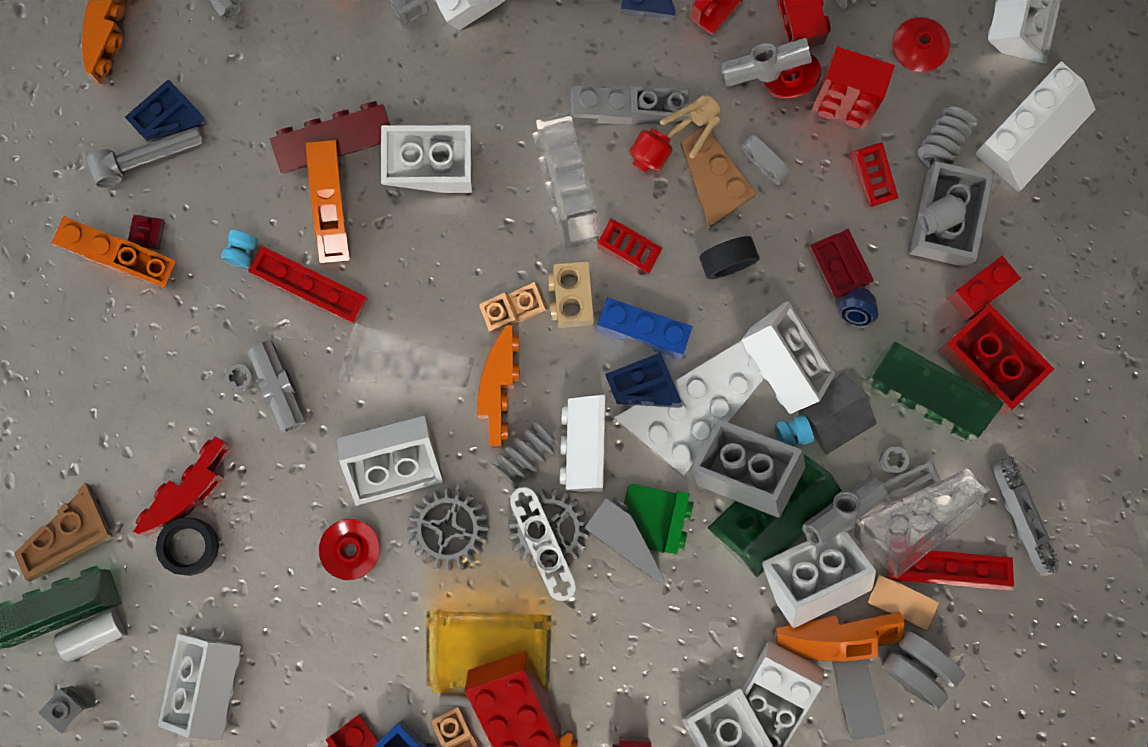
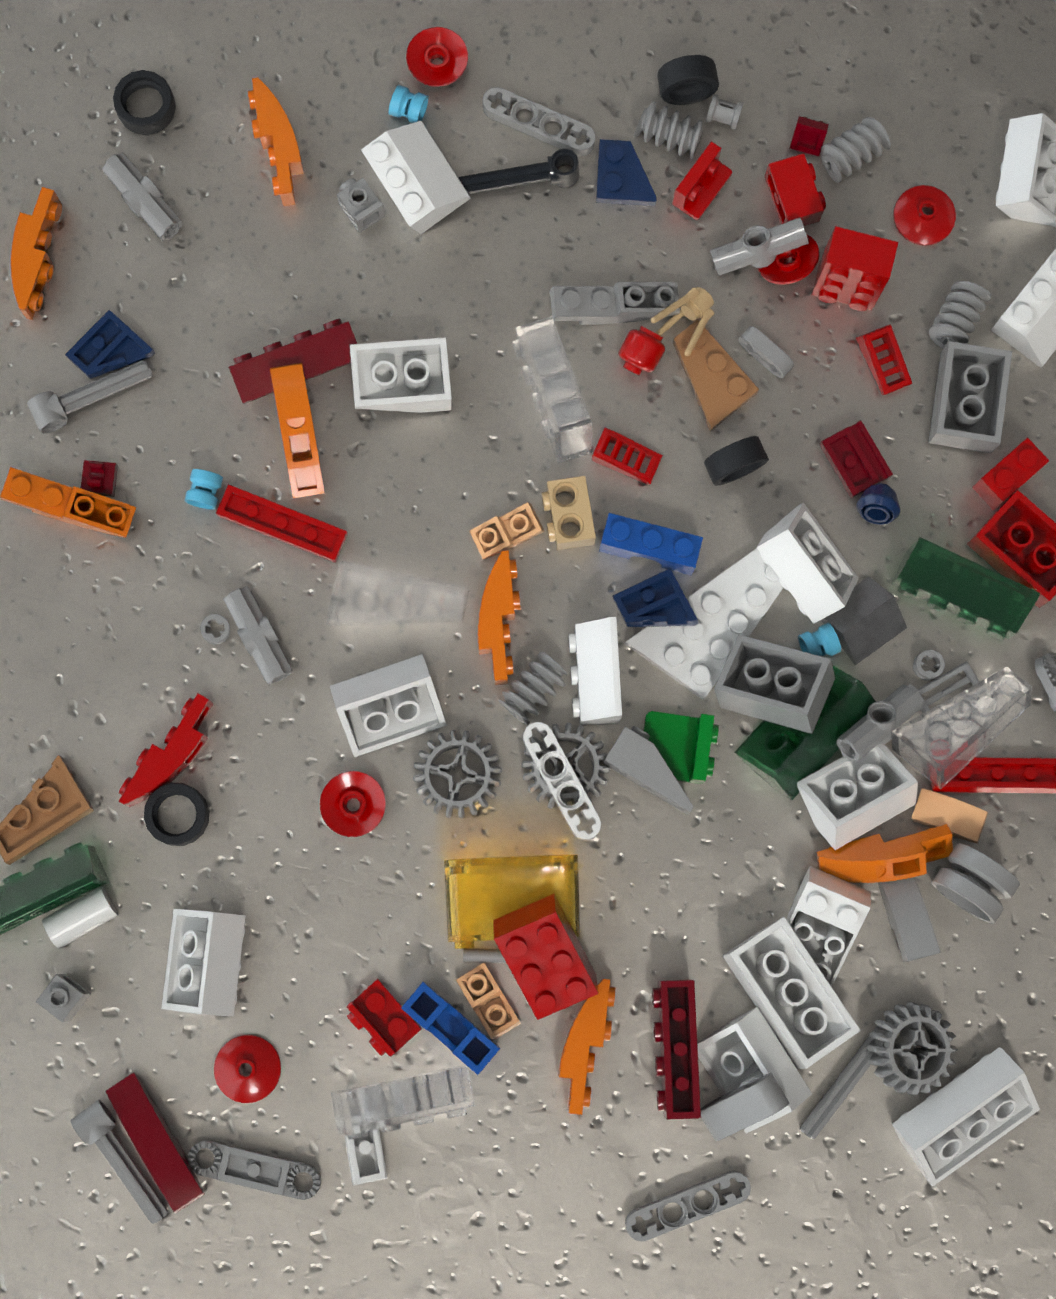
camera: 10 degrees left, 0 degrees up
(942, 214) = (960, 398): light grey brick -> none

